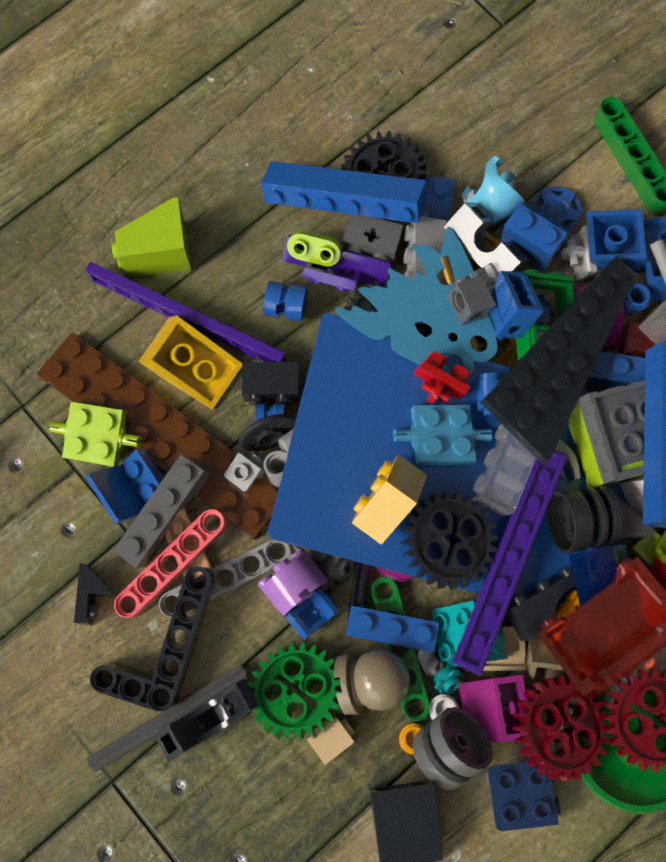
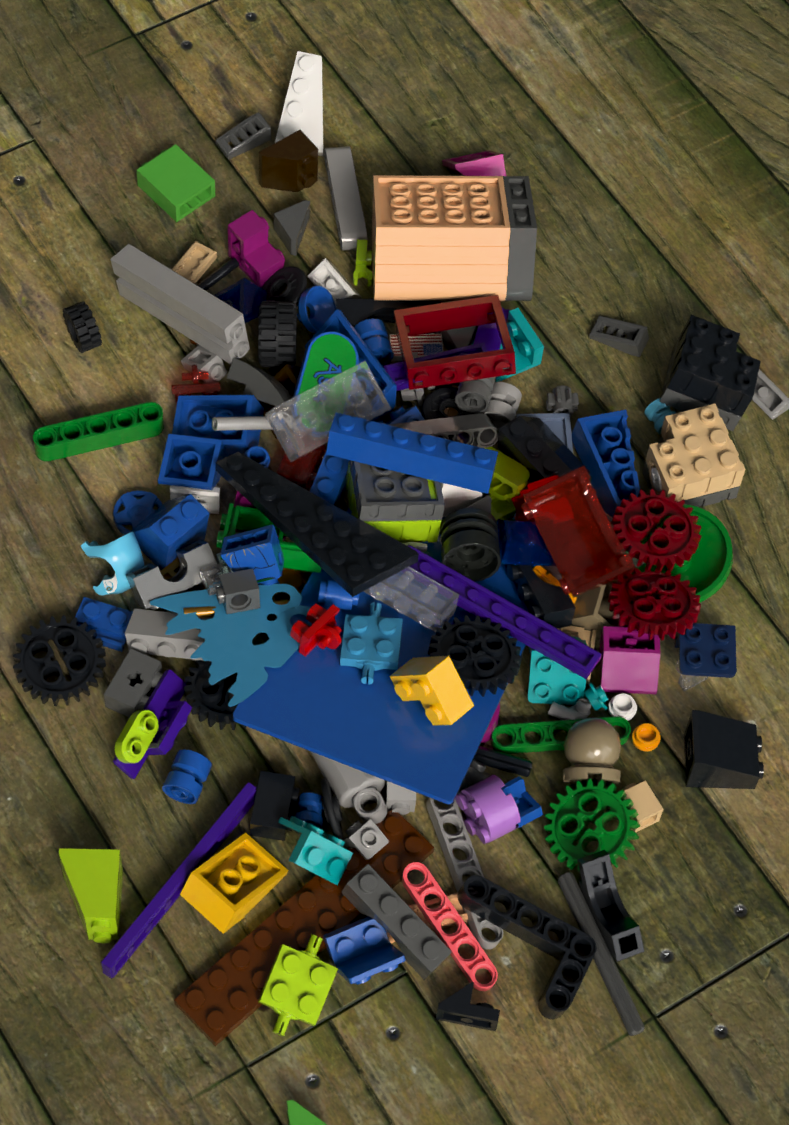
camera: 85 degrees left, 15 degrees down
(220, 424) = (317, 852): none -> teal bracket
(345, 191) = (82, 695): blue brick -> none
(392, 629) = (543, 733): blue plate -> none
(452, 749) = (661, 696): dark grey wheel -> none

